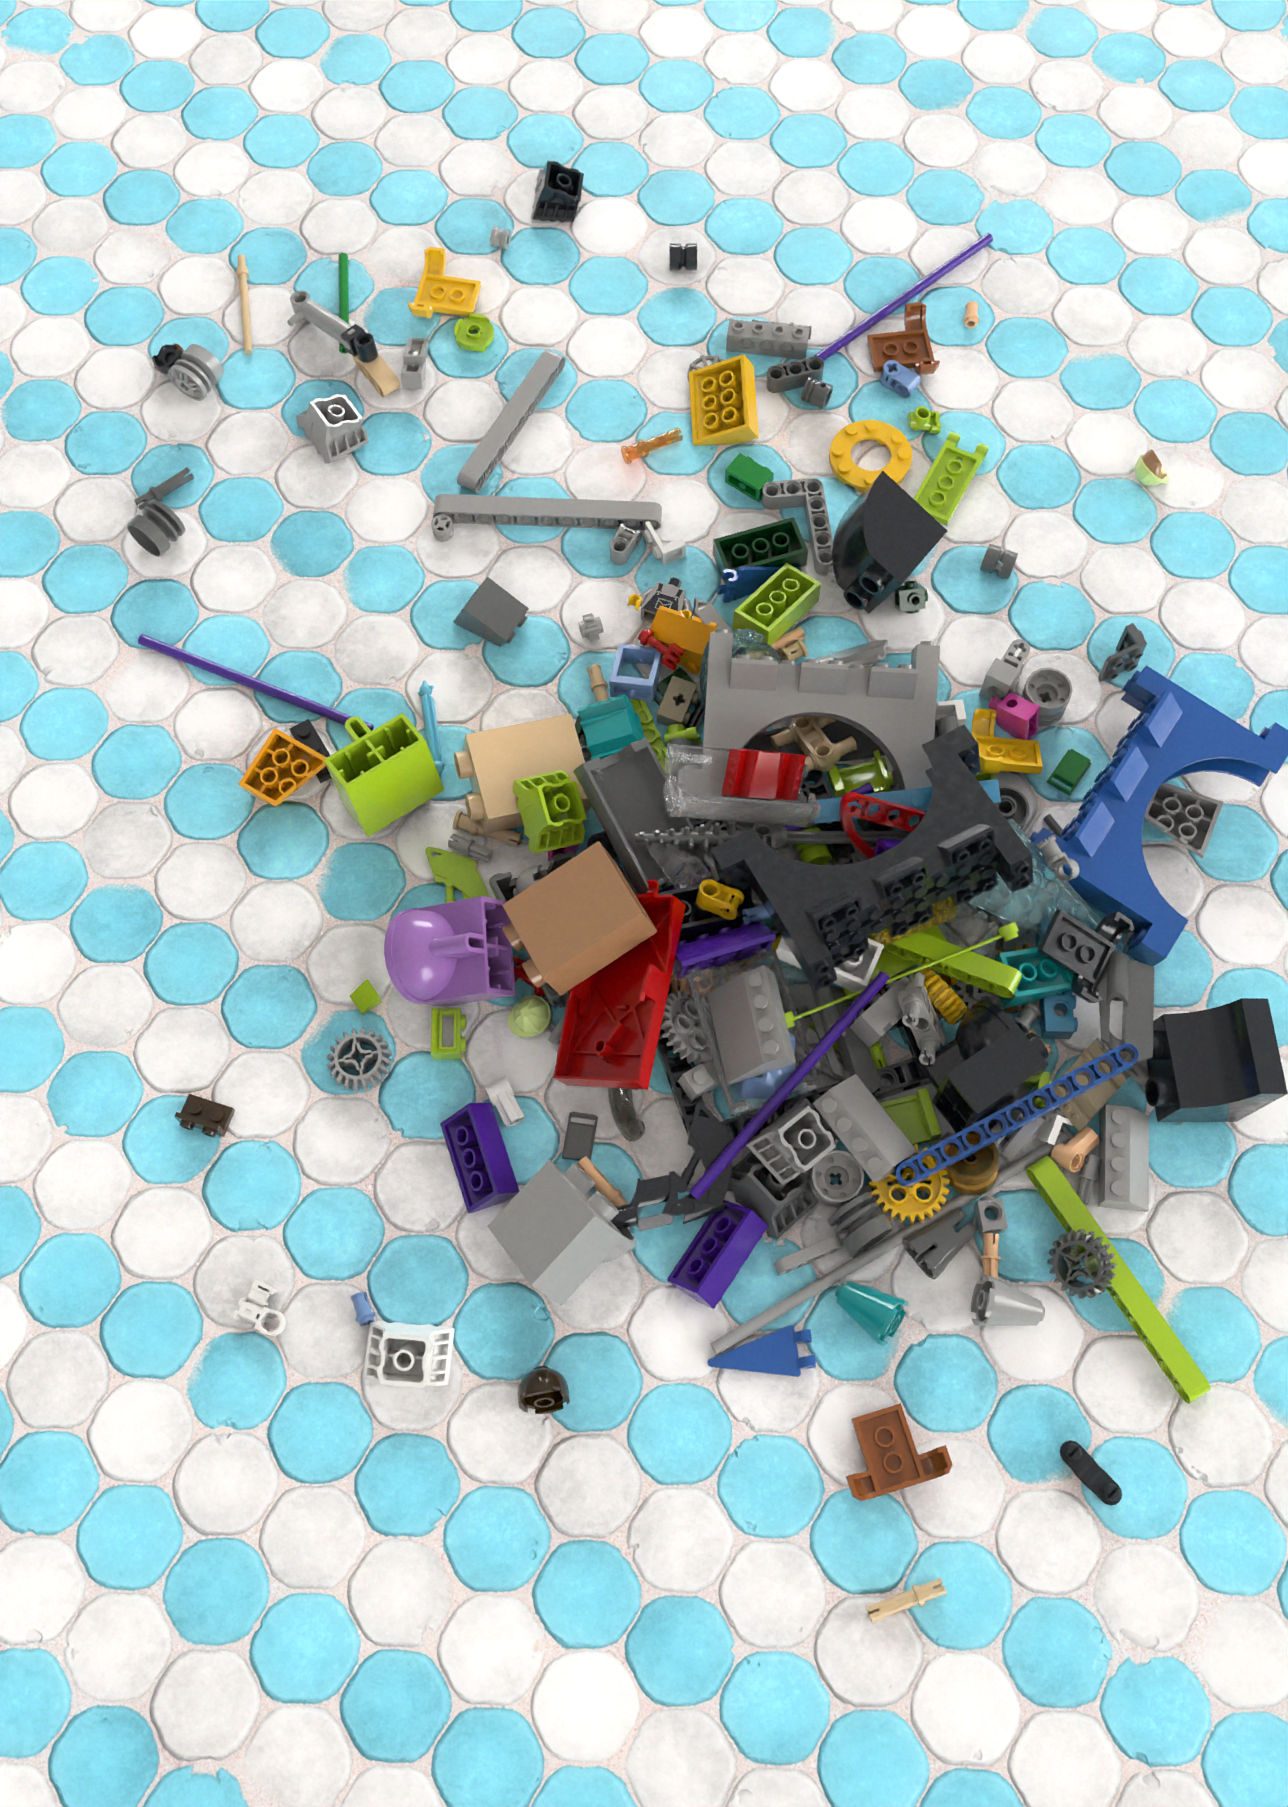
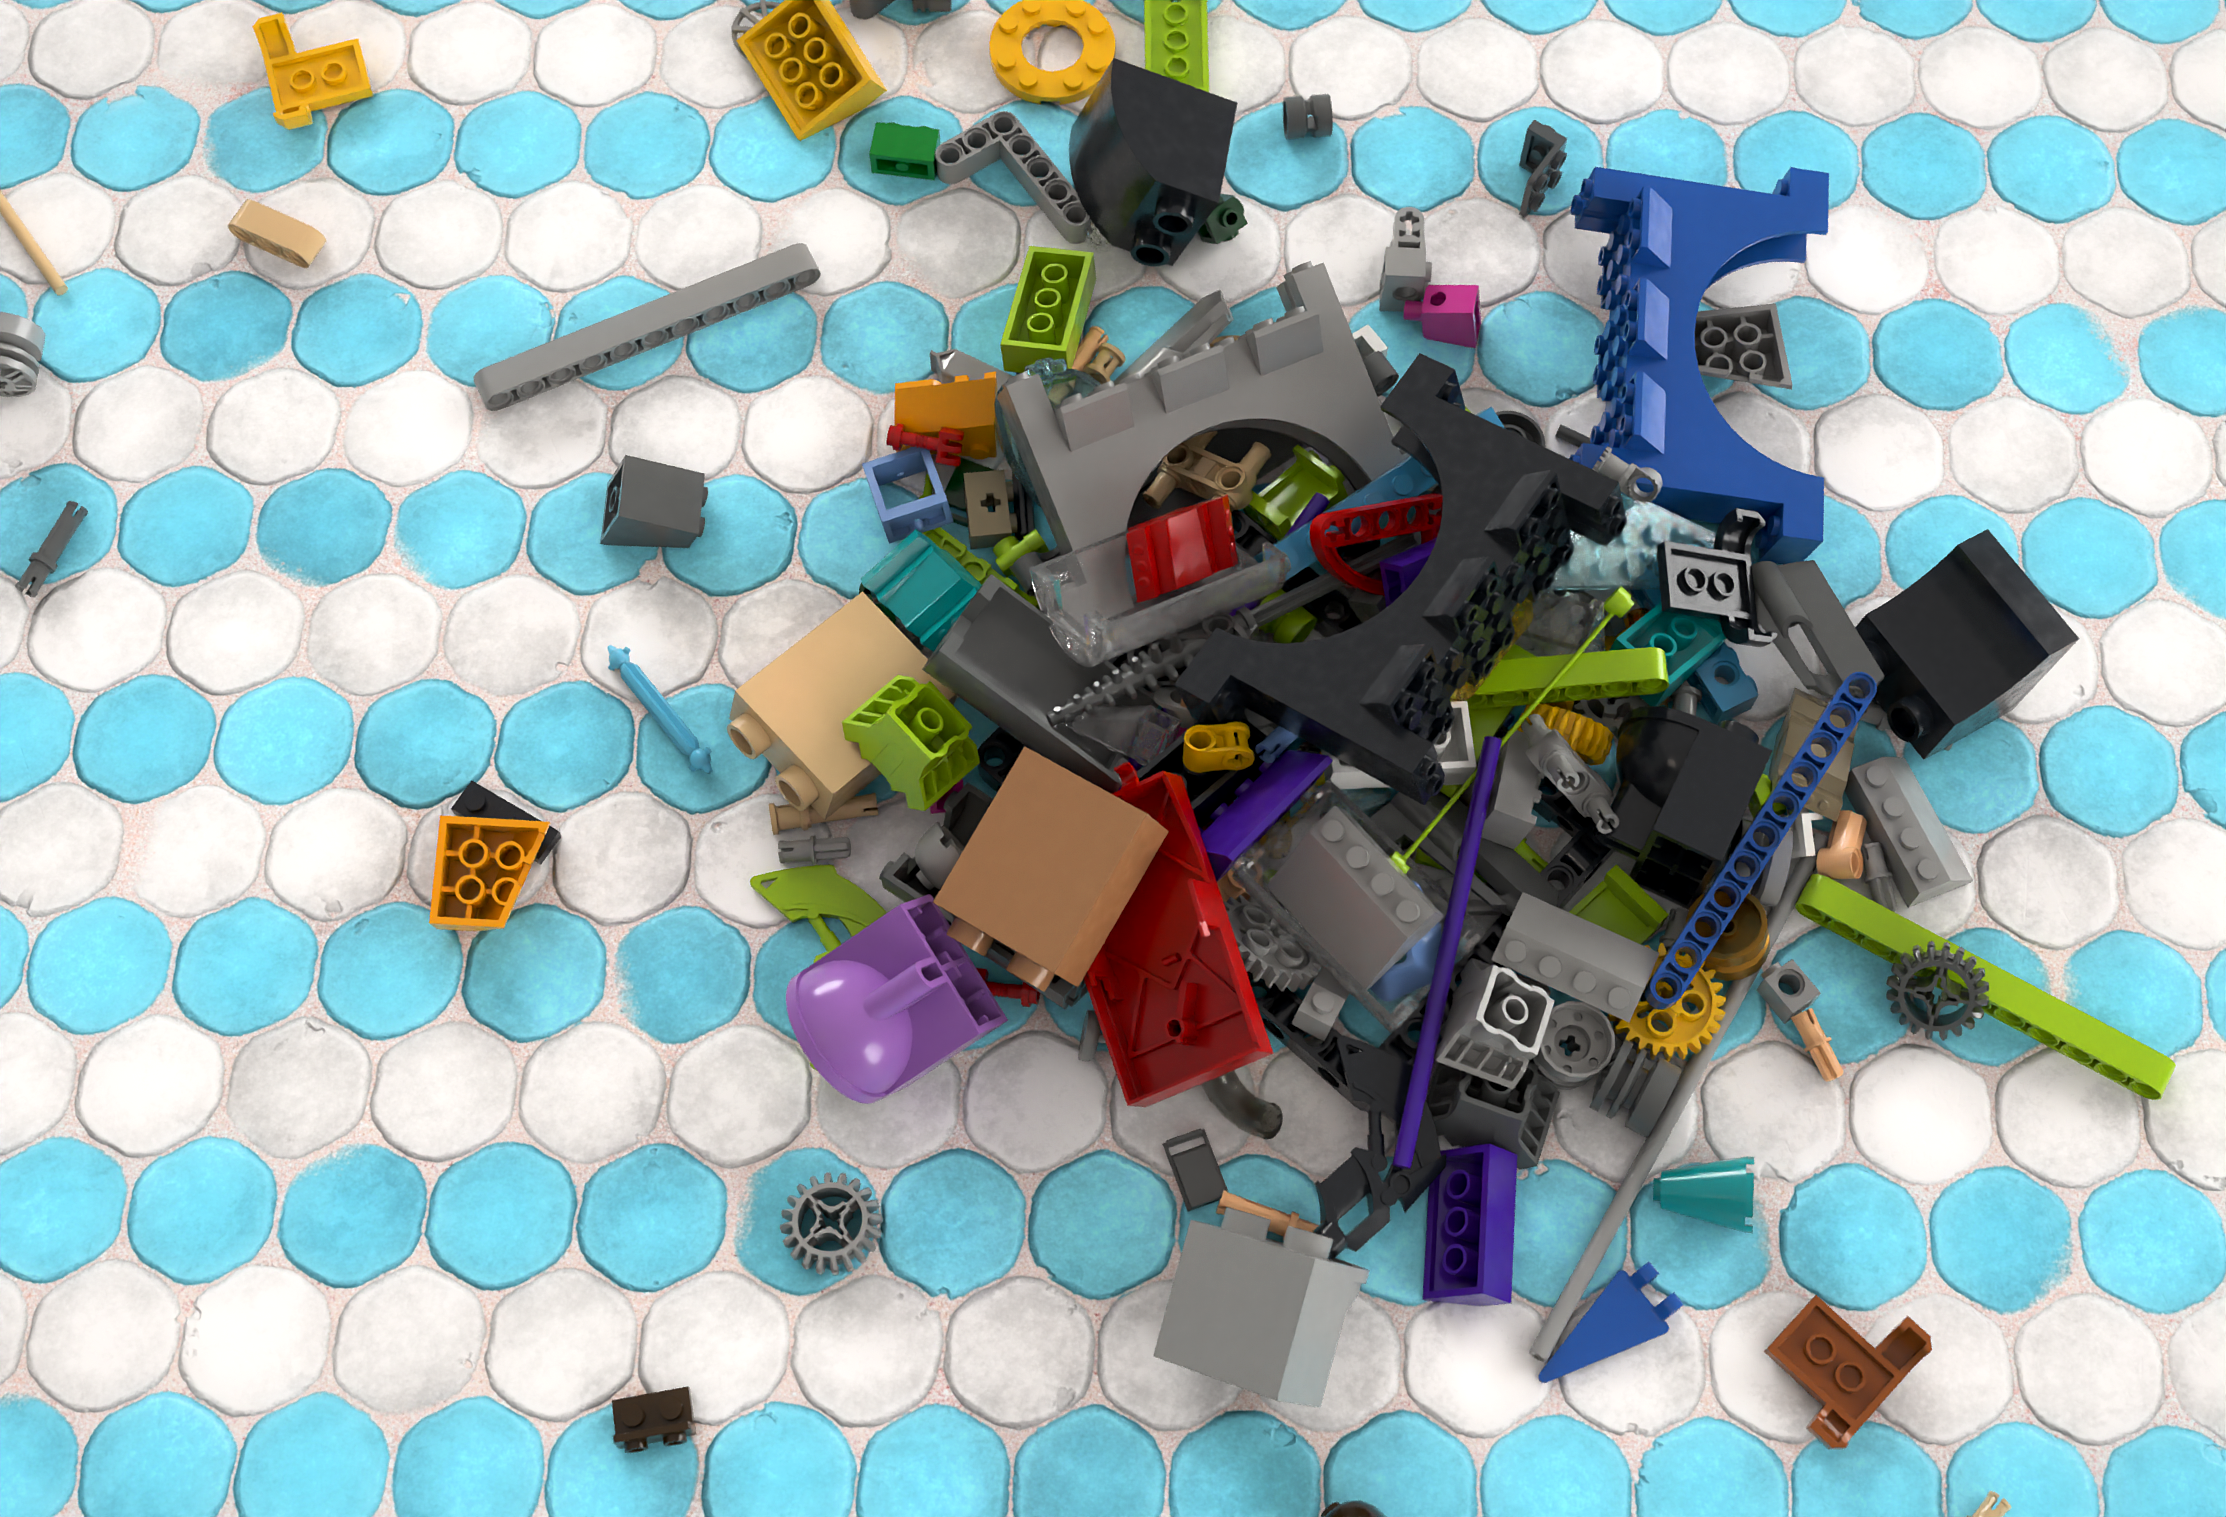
camera: 30 degrees left, 0 degrees up
(156, 528) = (78, 611): dark grey wheel -> none
(245, 680) = (358, 768): dark purple piece -> none
(333, 427) = (260, 343): light grey slope -> none
(343, 292) = (167, 156): green piece -> none
(352, 337) = (219, 200): light grey piece -> none
(365, 997) = (787, 1132): lime slope -> none
(383, 772) = (641, 801): lime piece -> none
(414, 363) = (329, 198): light grey slope -> none
(442, 522) = (506, 408): light grey wheel -> none
(447, 1033) = (934, 1122): lime window -> none
(474, 342) = (391, 132): lime plate -> none
(479, 1157) = (1077, 1269): dark purple slope -> none
(502, 1097) = (1060, 1170): white piece -> none
(511, 421) = (520, 220): light grey beam -> none
(529, 1017) = (1034, 1041): yellowish green piece -> none
(590, 627) = (805, 459): light grey gear -> none
(598, 684) = (862, 535): tan pin -> none
(624, 544) = (784, 317): light grey piece -> none
(642, 447) = (733, 174): clear orange pin -> none
(661, 595) = (879, 373): torso -> none
(667, 554) = (850, 310): white bracket -> none
(744, 581) = (987, 296): blue flag -> none
(762, 547) = (981, 248): dark green brick -> none
(808, 1255) = (1588, 1165): light grey beam -> none
(939, 1243) = (1743, 1060): dark grey piece -> none
(1003, 753) = (1477, 364): yellow piece -> none
(1004, 1305) = (1869, 1097): light grey cone -> none
(1050, 691) = (1475, 258): light grey wheel -> none
(1070, 771) = (1553, 355): green piece -> none
(1090, 1473) = (2094, 1253): black piece -> none

